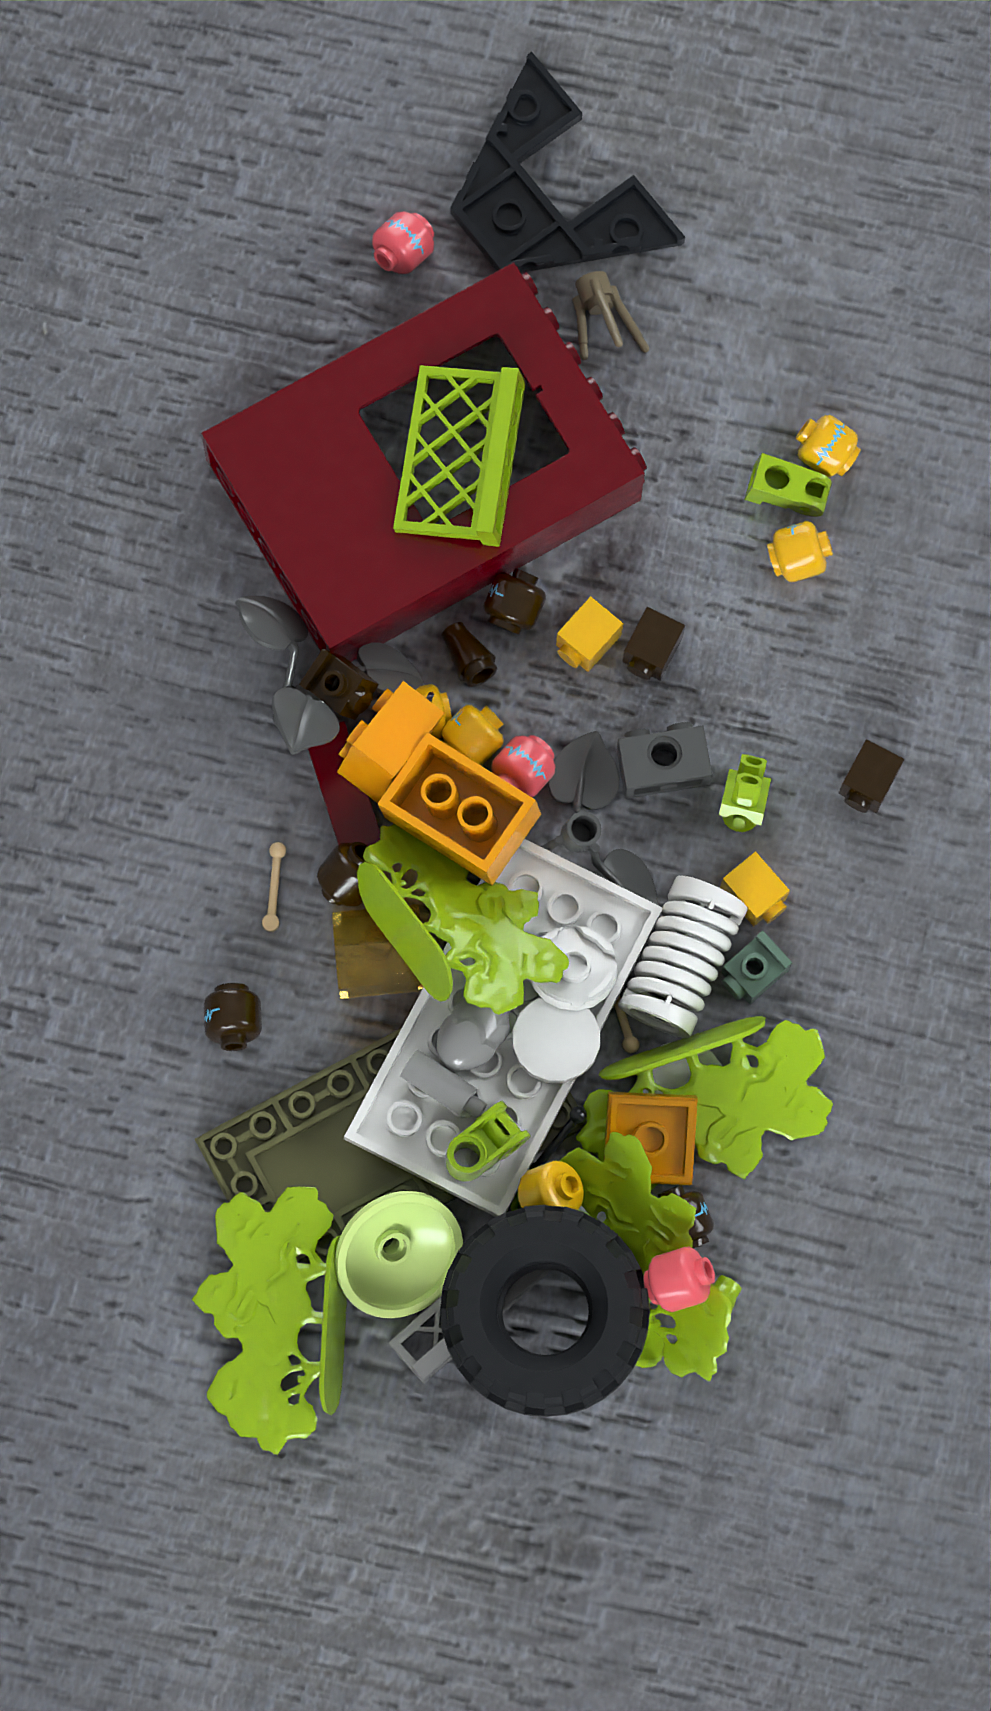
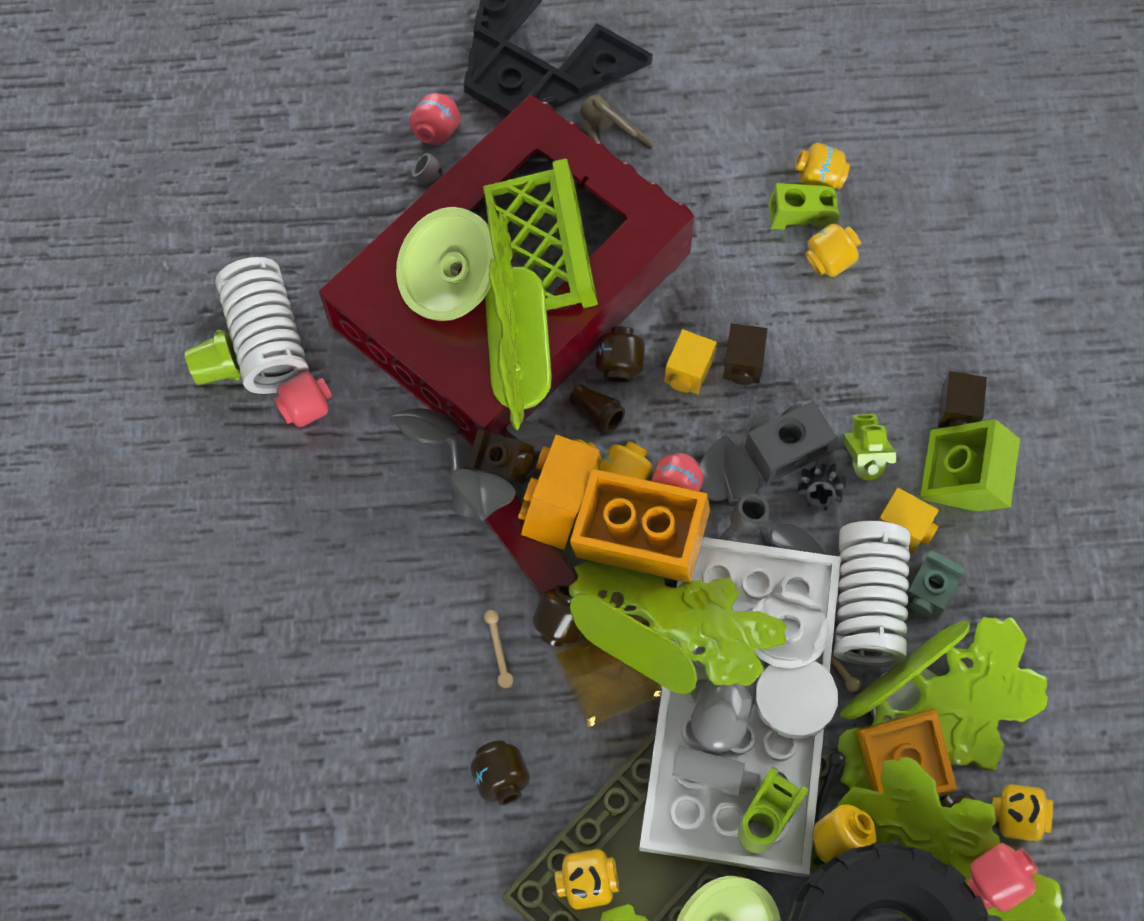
camera: 15 degrees left, 10 degrees down
(67, 466) = (213, 360): none -> lime piece
(130, 443) = (260, 323): none -> white piece
(150, 543) = (303, 399): none -> coral head
(283, 1150) = (587, 879): none -> yellow head
(328, 451) = (431, 263): none -> yellowish green dish
(374, 302) = (427, 169): none -> light grey hinge
(399, 548) = (515, 327): none -> lime plant
(678, 821) = (819, 495): none -> black gear
(749, 1229) = (1023, 812): none -> yellow head
(850, 852) = (971, 466): none -> lime slope

